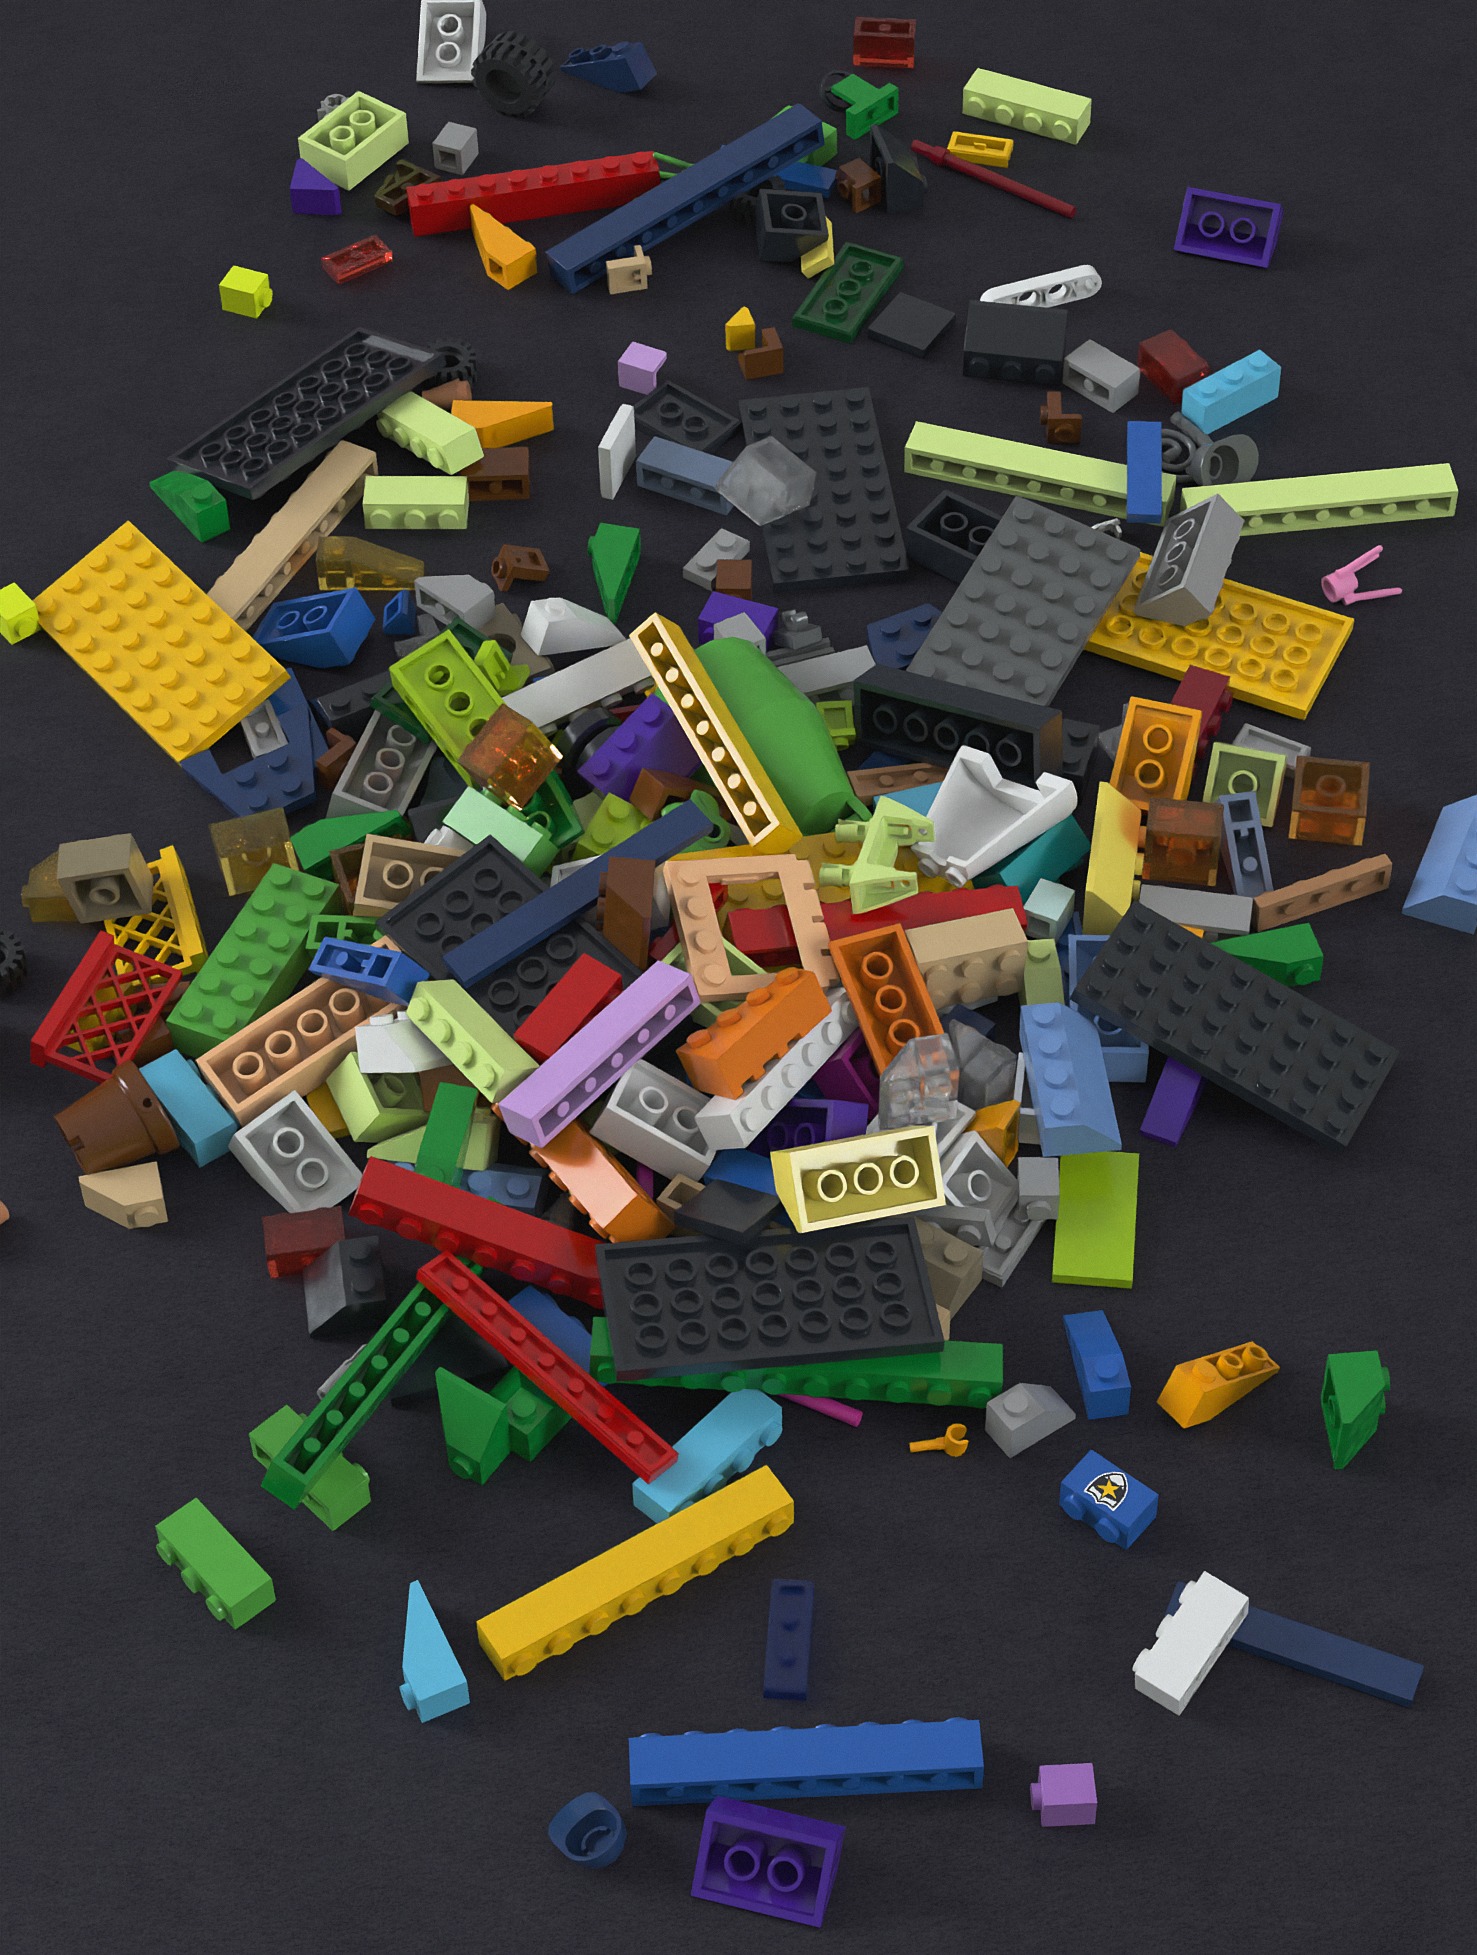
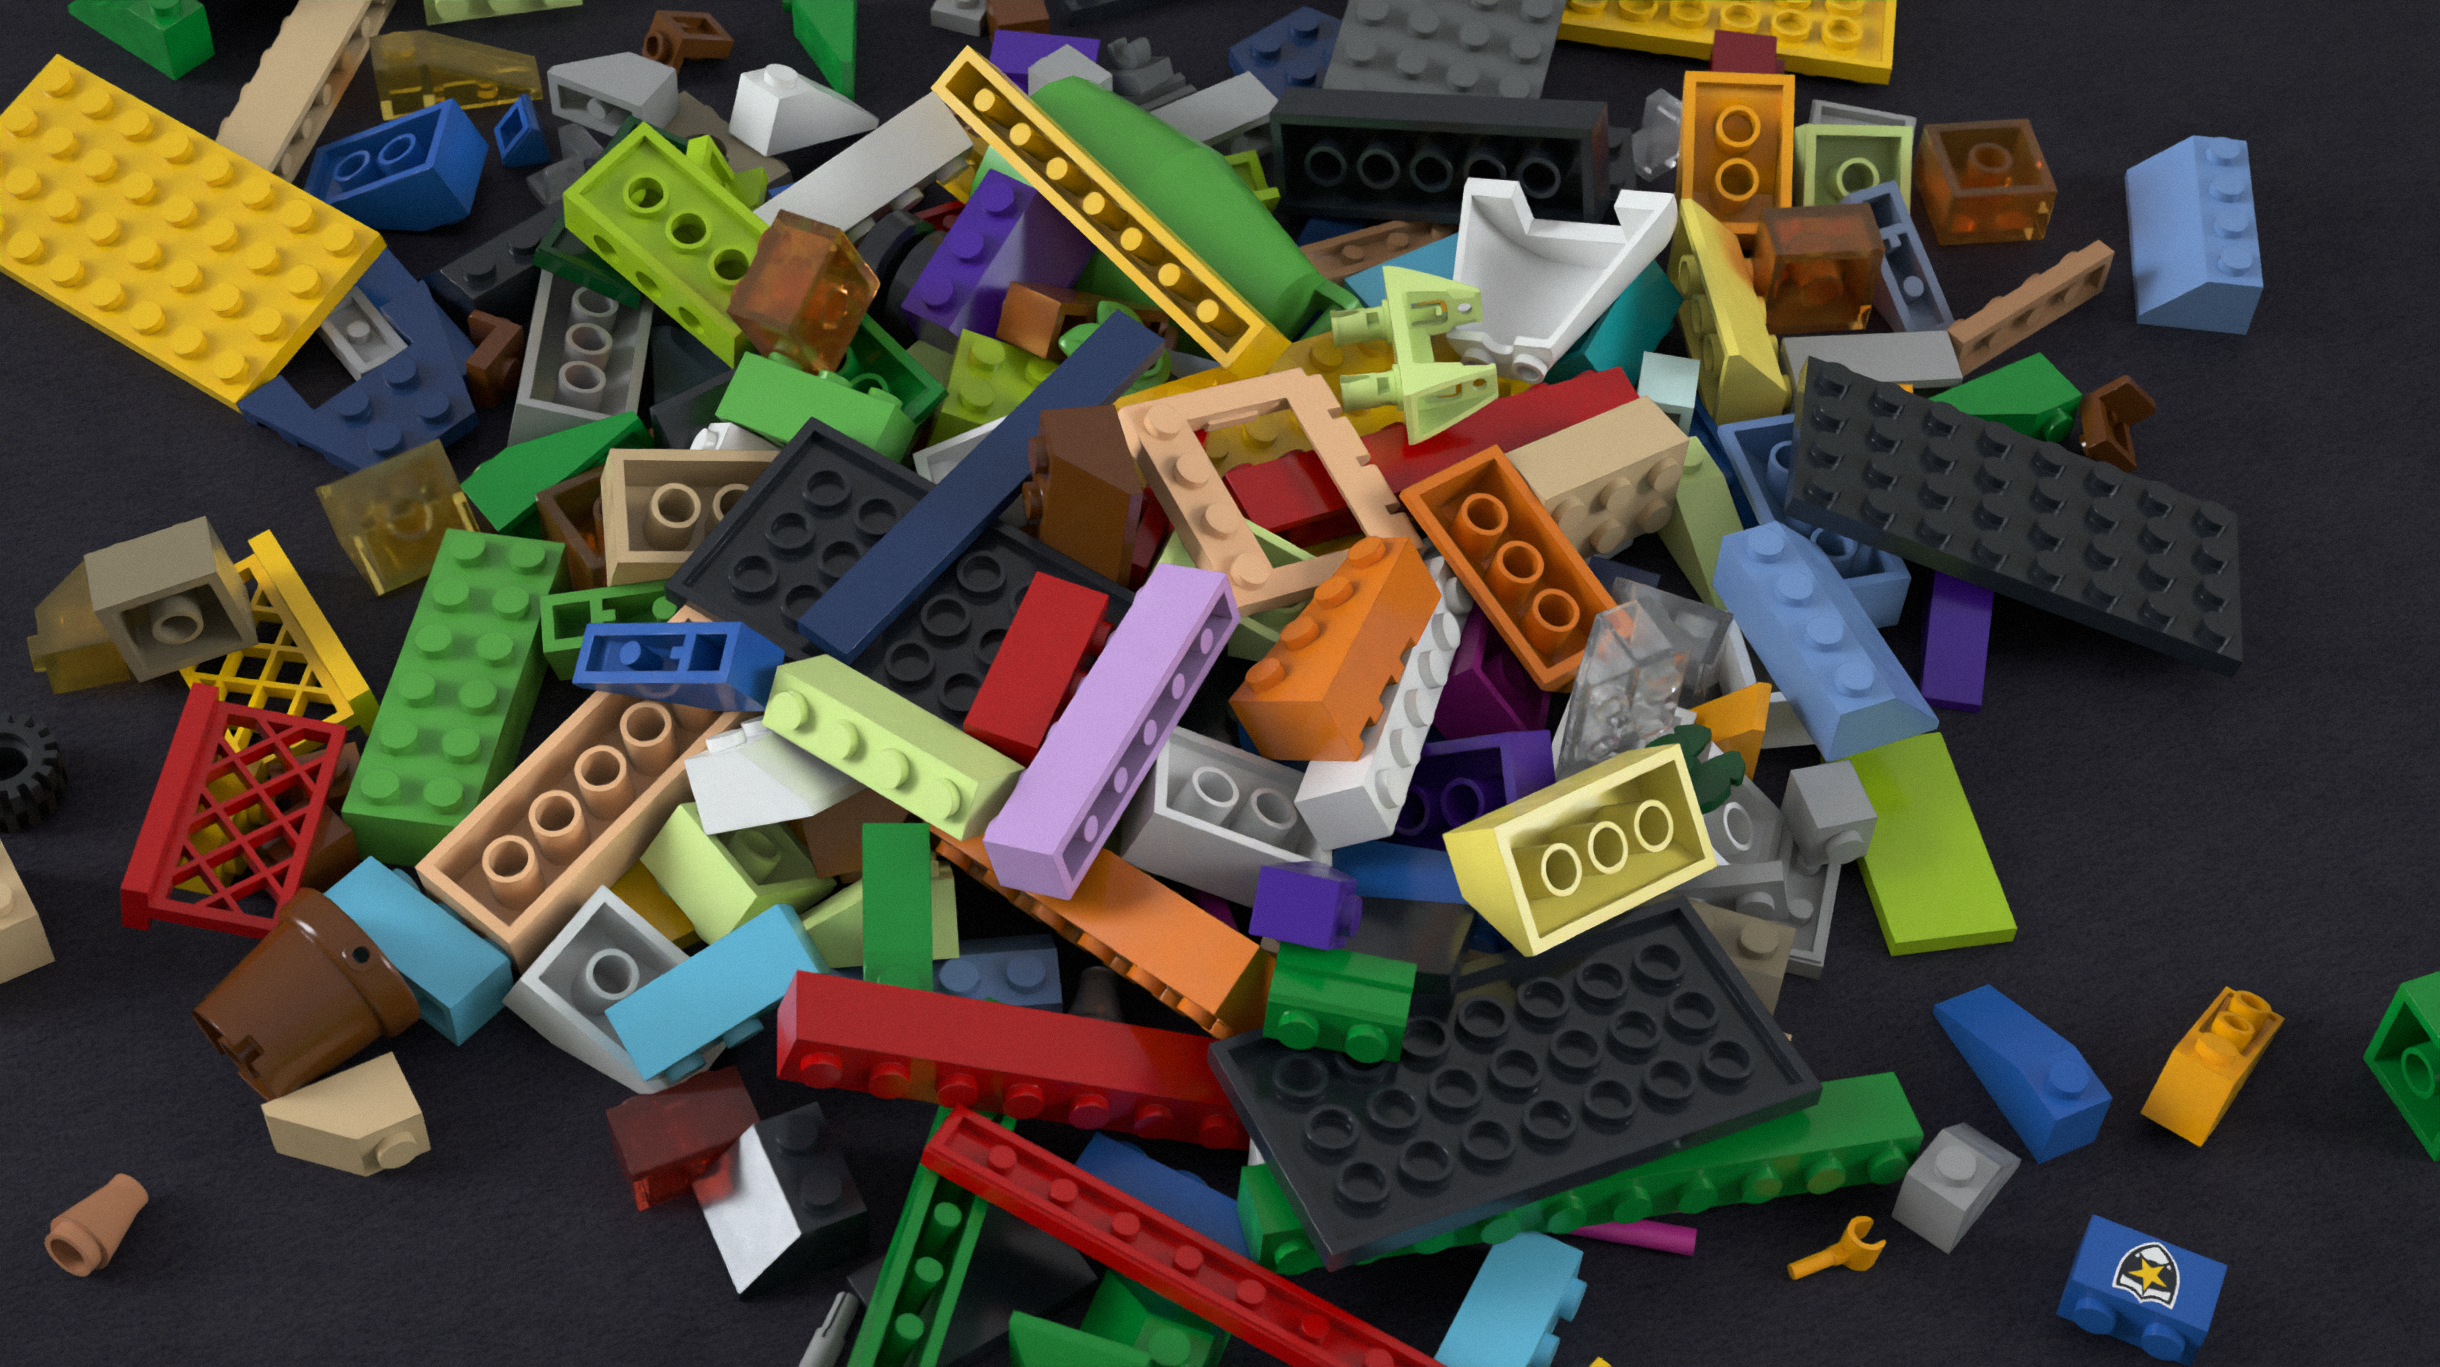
camera: 20 degrees left, 0 degrees up
(336, 1163) = (715, 995): none -> medium azure brick
(666, 1174) = (1306, 905): none -> dark purple slope
(673, 1235) = (1339, 1002): none -> green brick
(955, 1154) = (1713, 777): none -> dark green piece
(1340, 977) = (2107, 419): none -> reddish brown bracket

